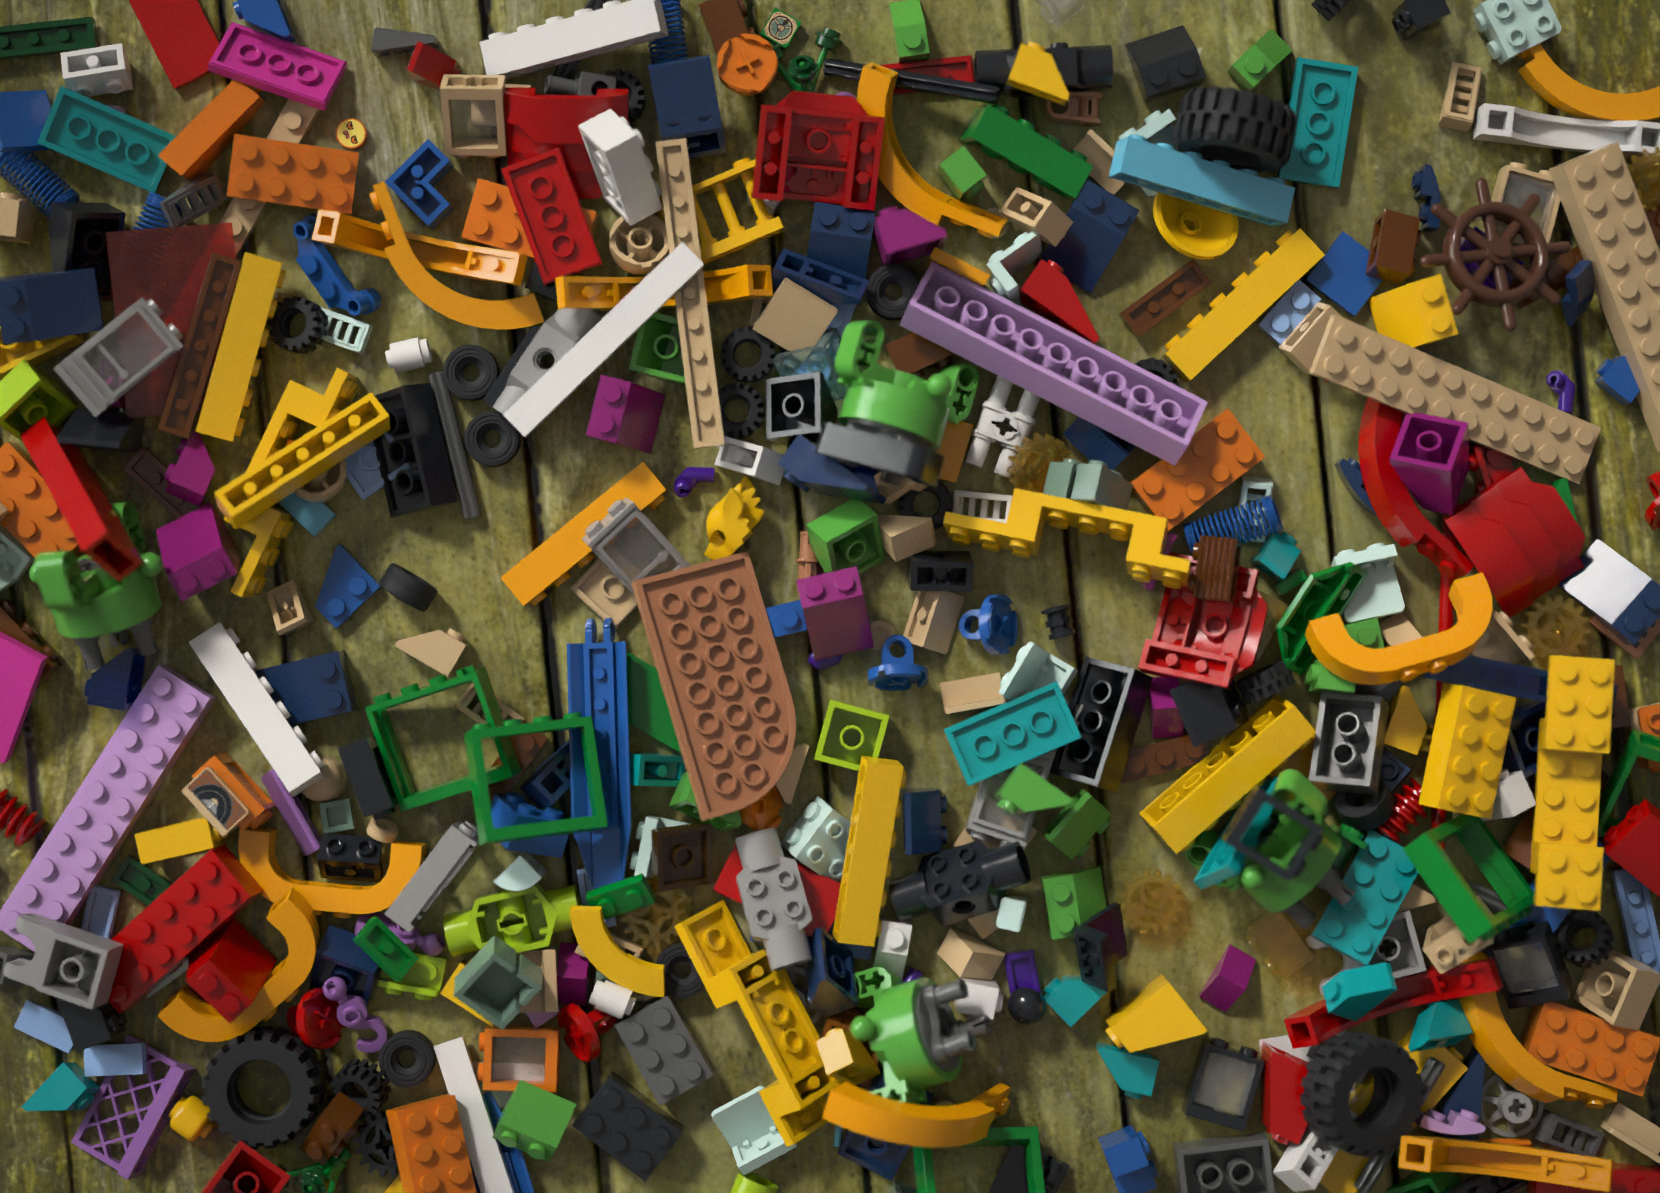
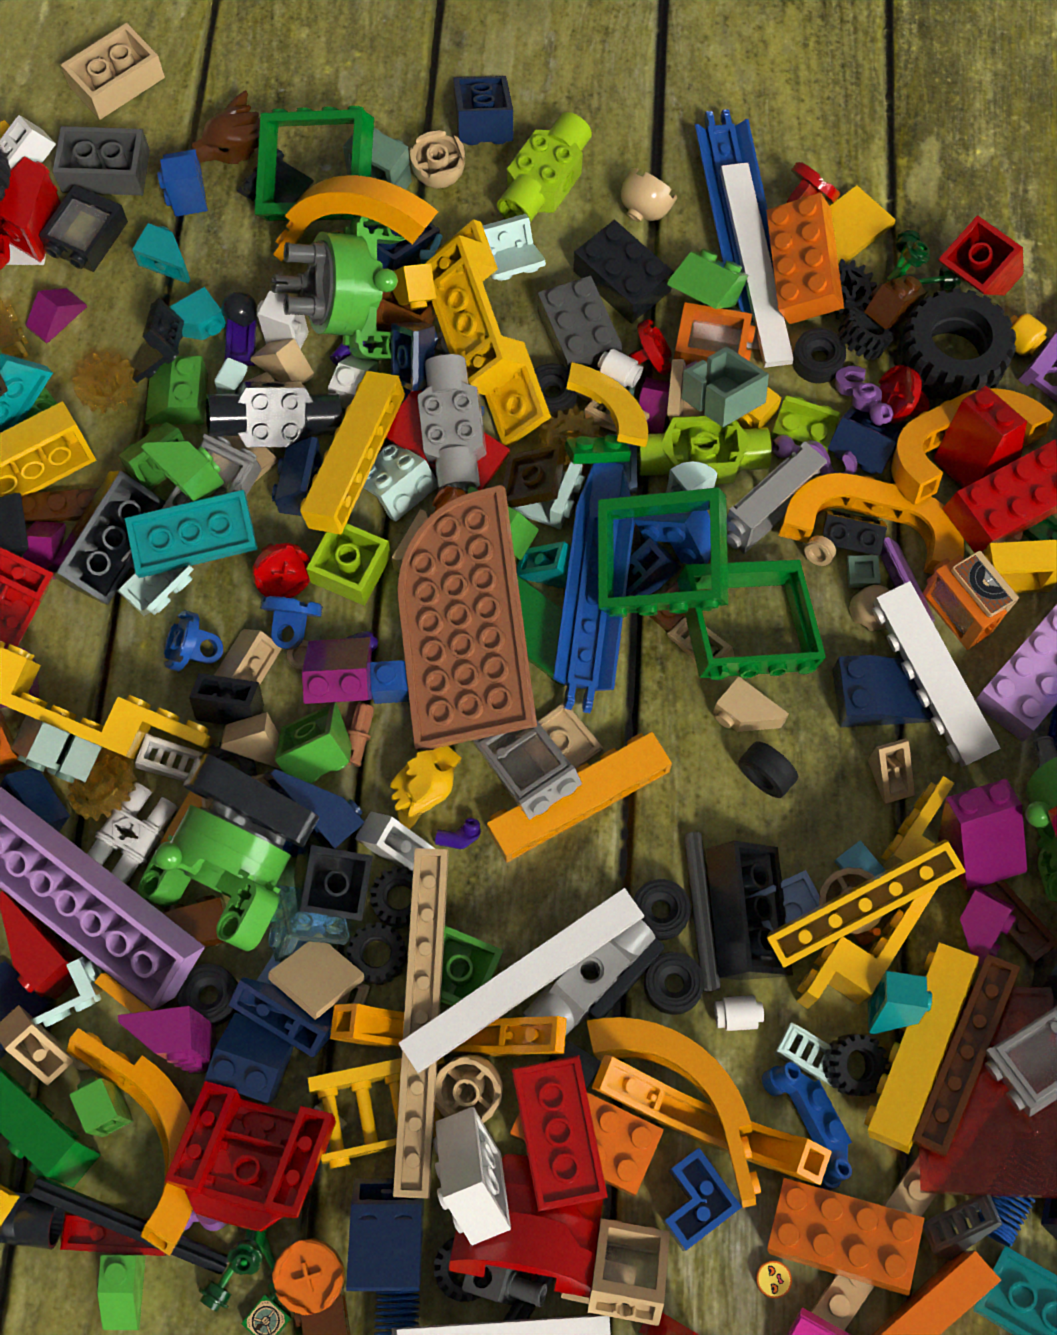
camera: 170 degrees left, 20 degrees down
(264, 377) = (898, 1002): none -> teal slope
(344, 587) = (832, 786): blue wing -> none
(369, 777) = (829, 594): black window -> none
(385, 949) = (829, 437): green plate -> none
(625, 414) = (517, 907): magenta slope -> none
(917, 716) = (281, 570): none -> red tile
(971, 693) = (224, 585): tan panel -> none
(1058, 621) = (123, 639): black bush -> none
(1153, 1018) = (128, 281): yellow slope -> none

